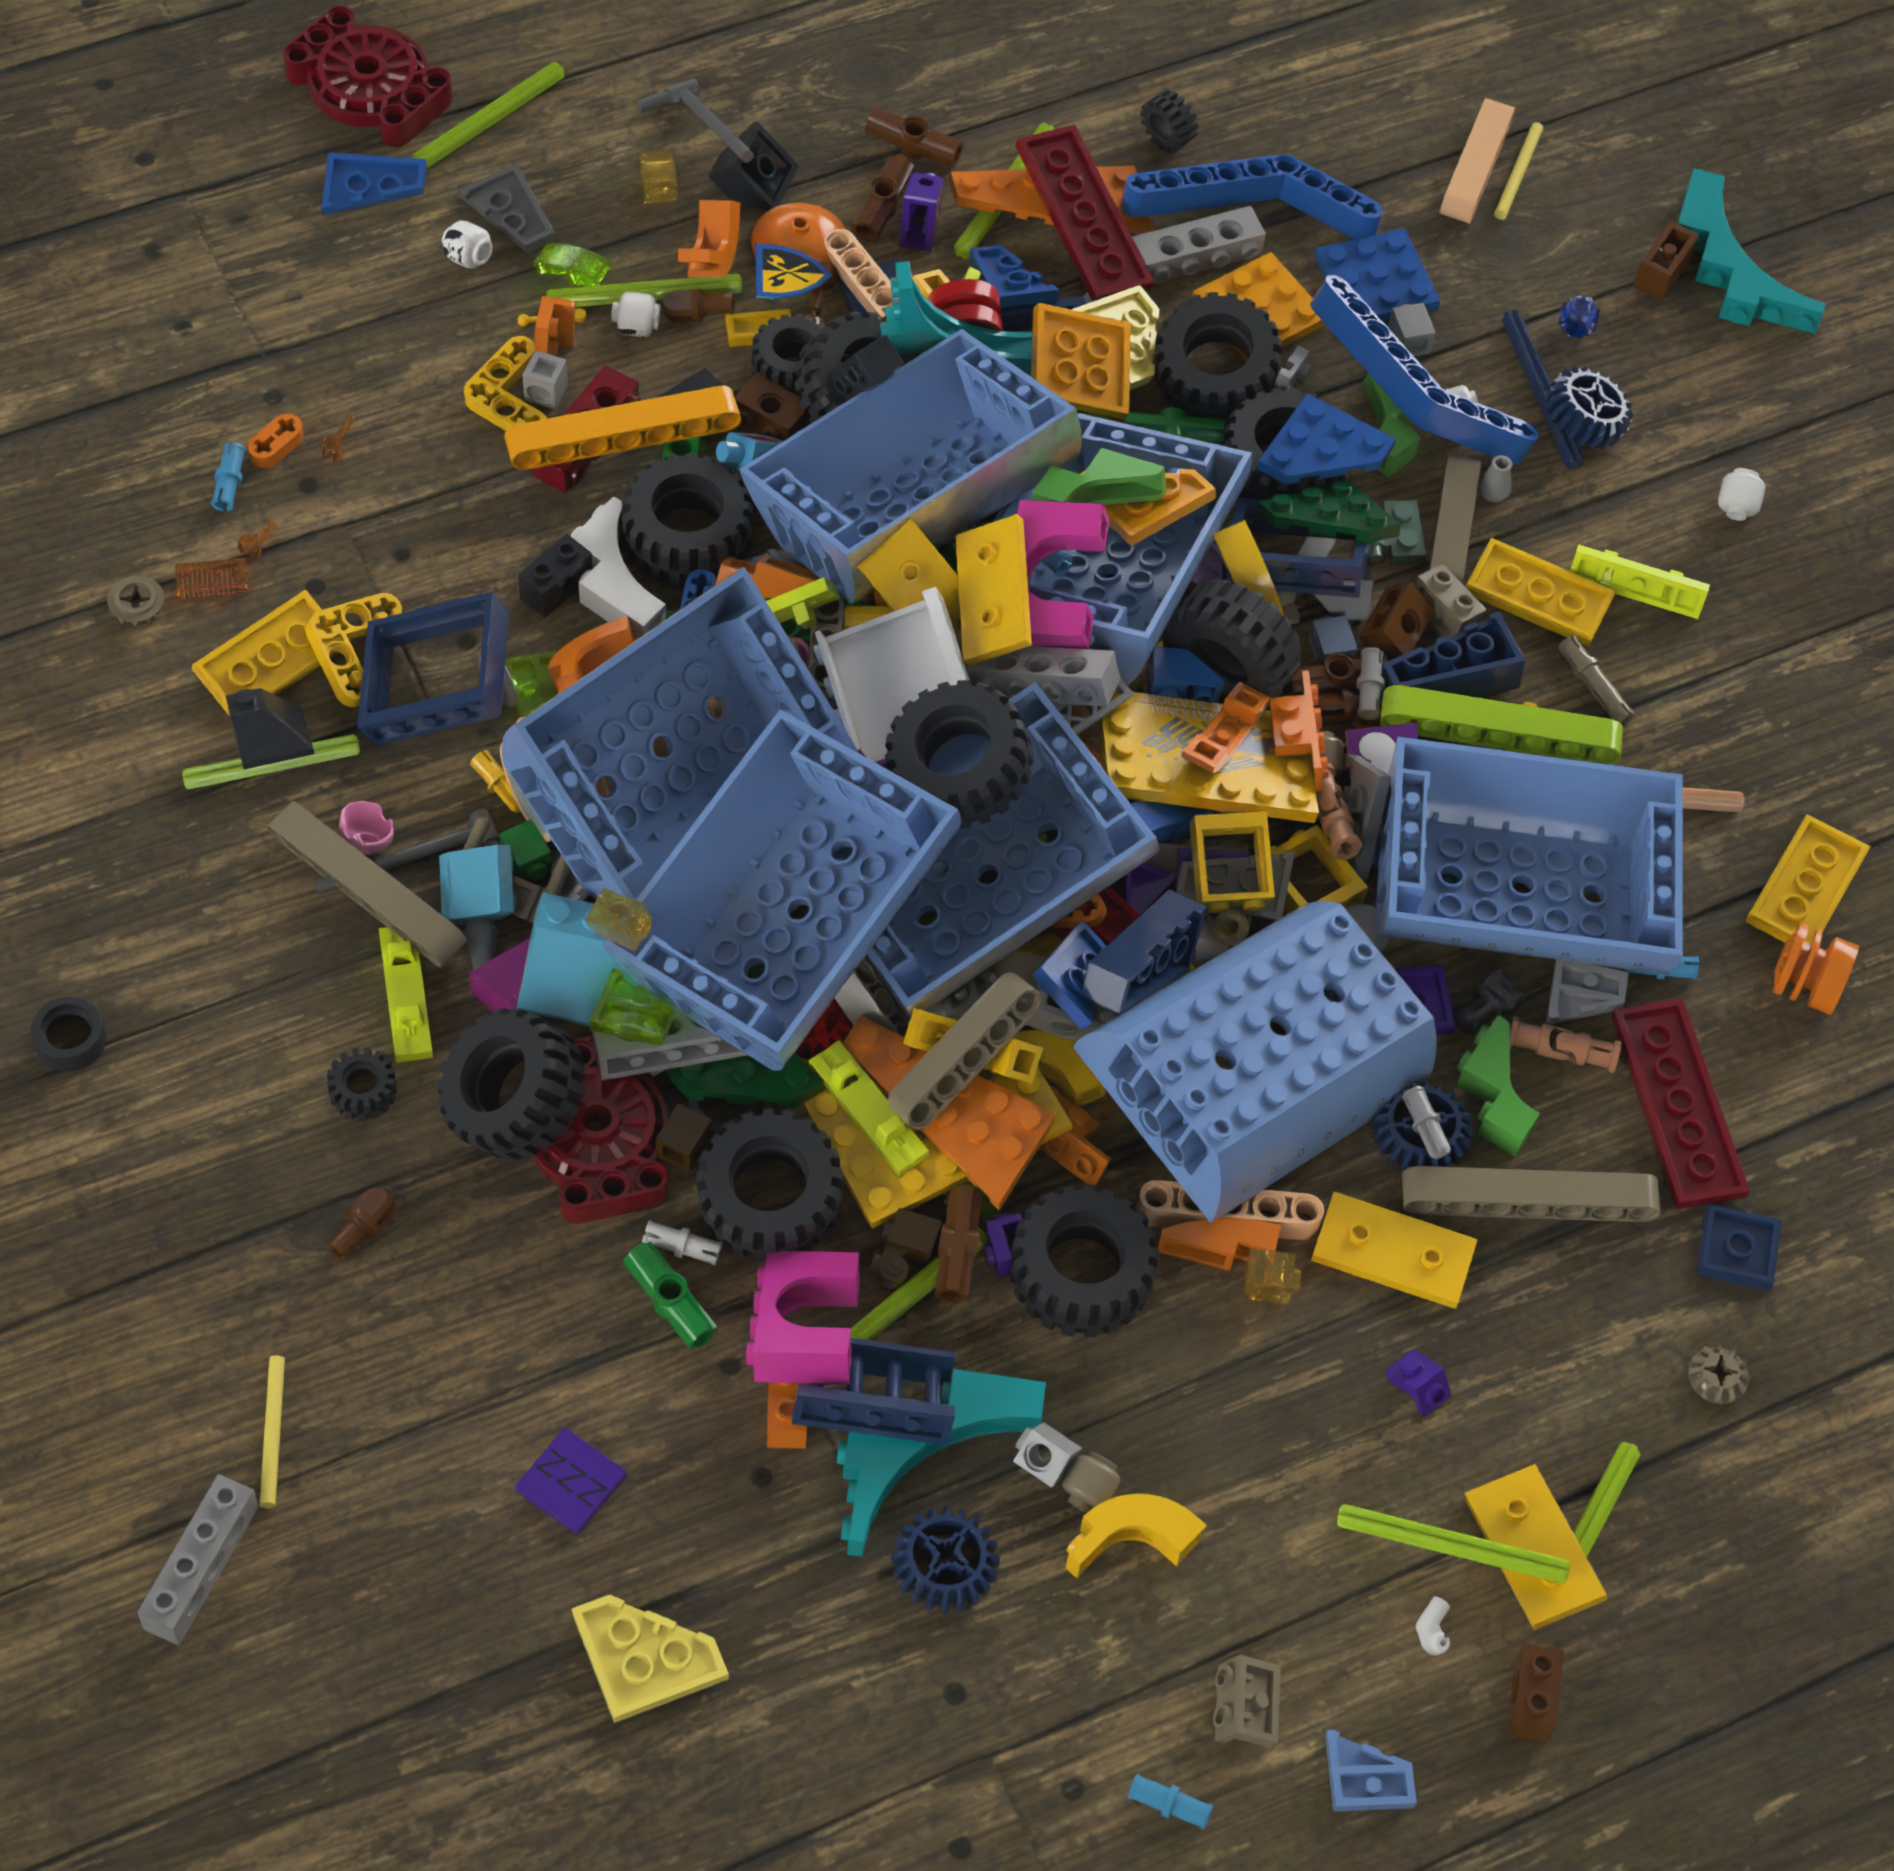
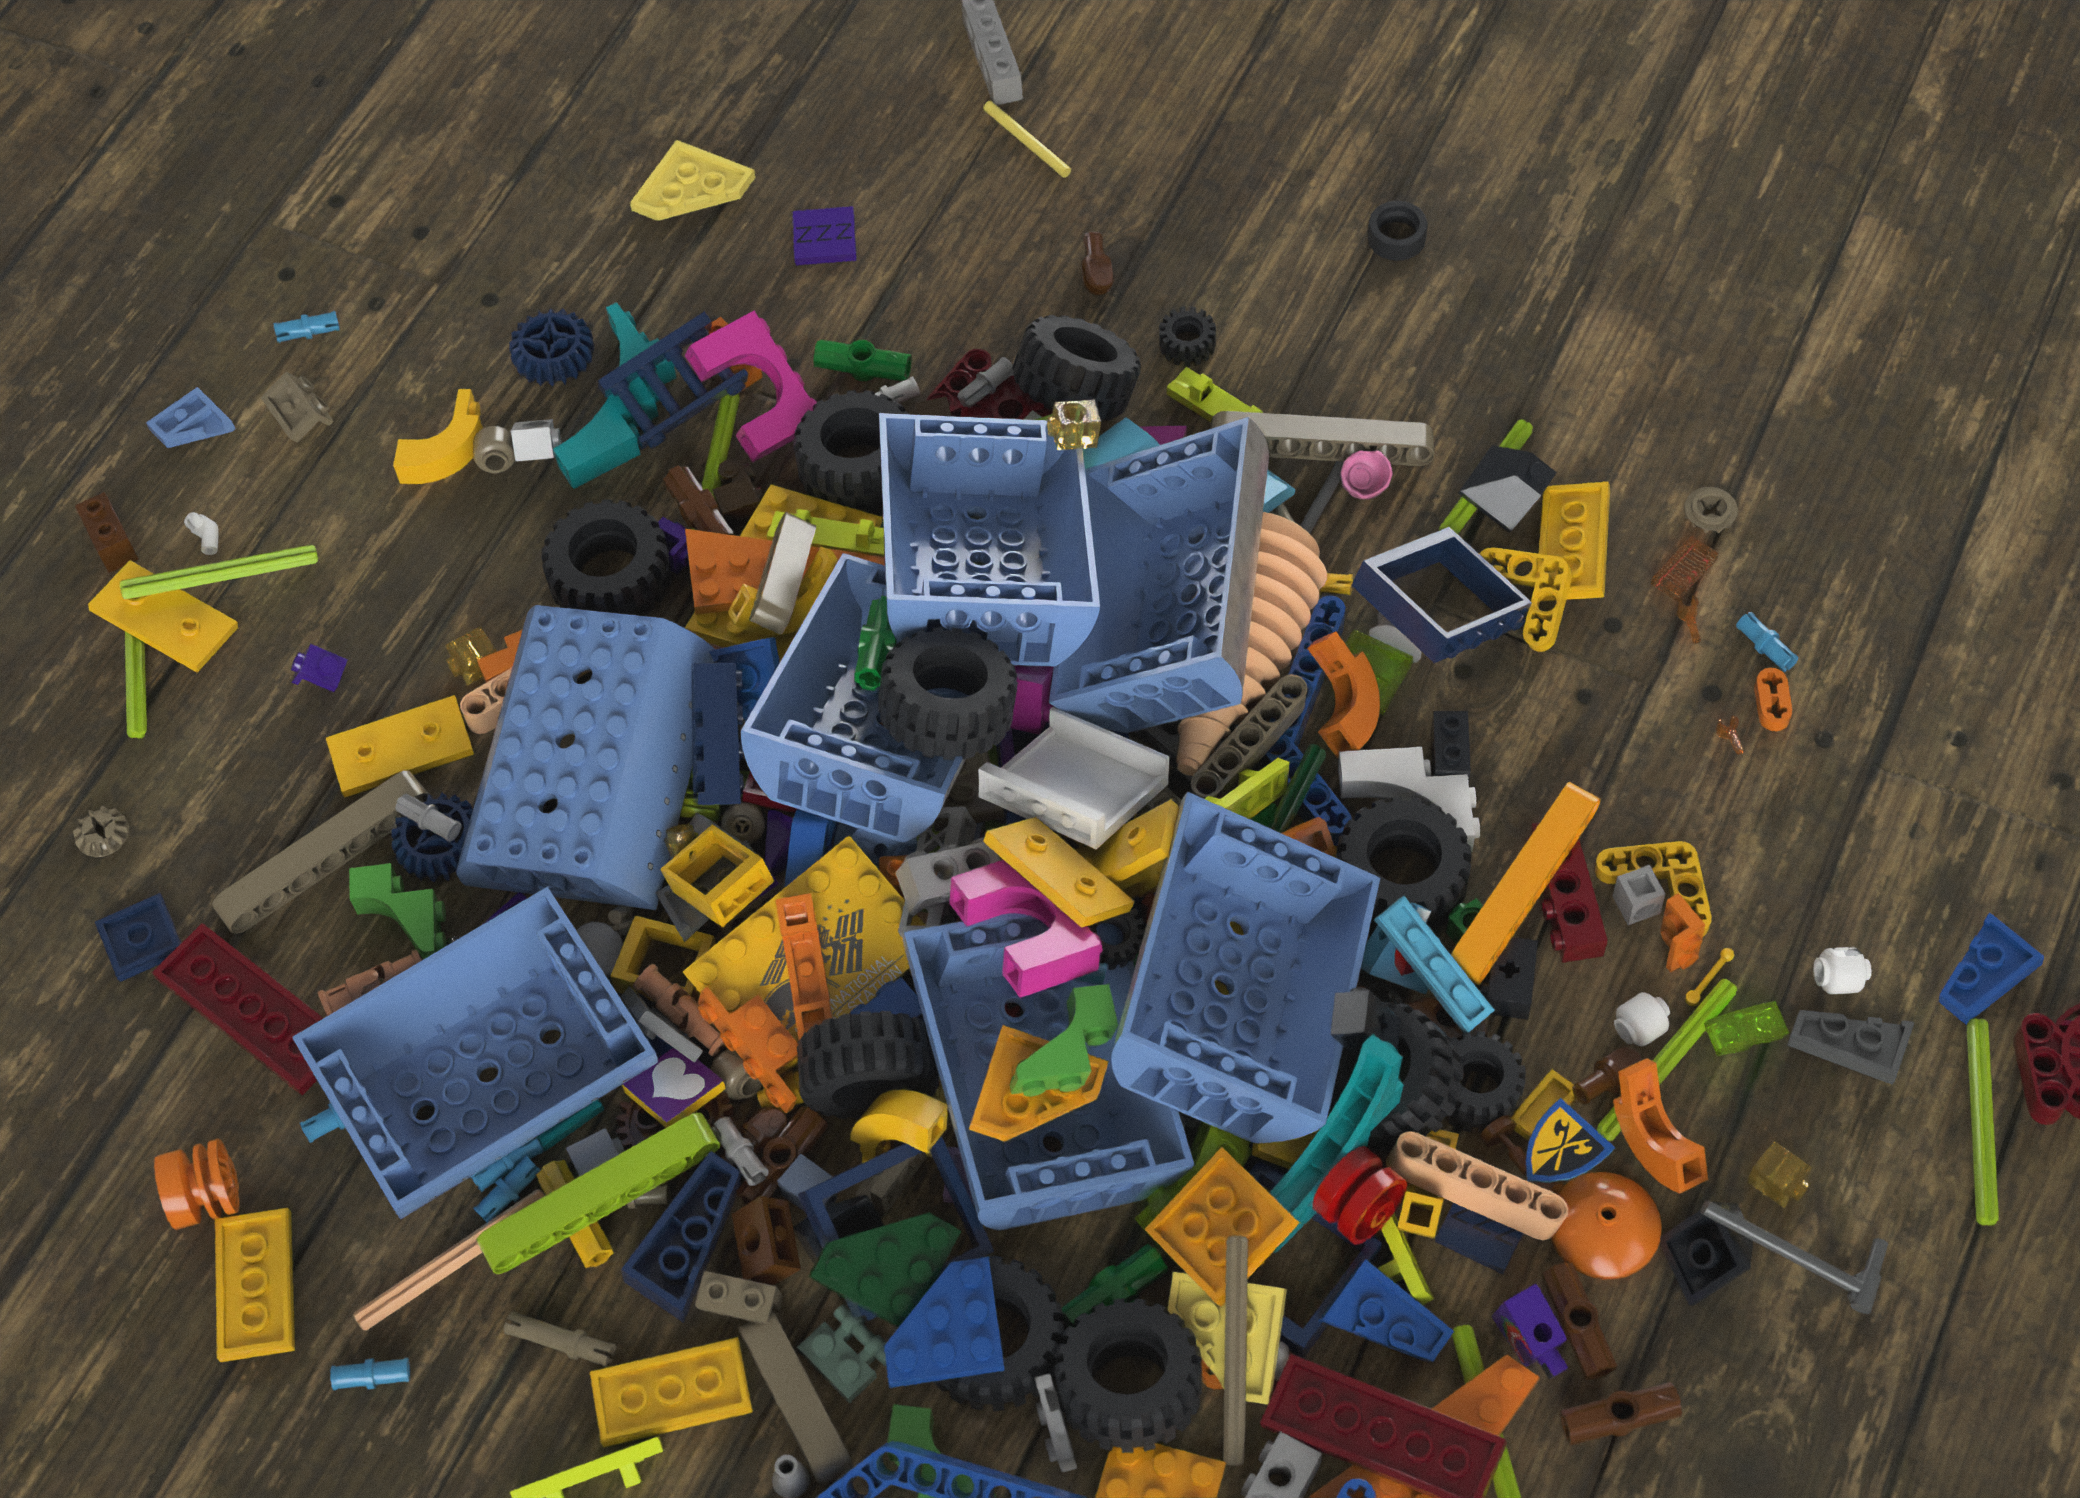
camera: 150 degrees right, 0 degrees up
(597, 1148) = (985, 383): none -> light grey axle
(755, 411) = (1434, 964): none -> medium azure tile
(967, 859) = (874, 644): none -> green piece
(1138, 302) = (1235, 1350): none -> dark tan axle
(1756, 758) = (370, 1373): none -> dark azure pin

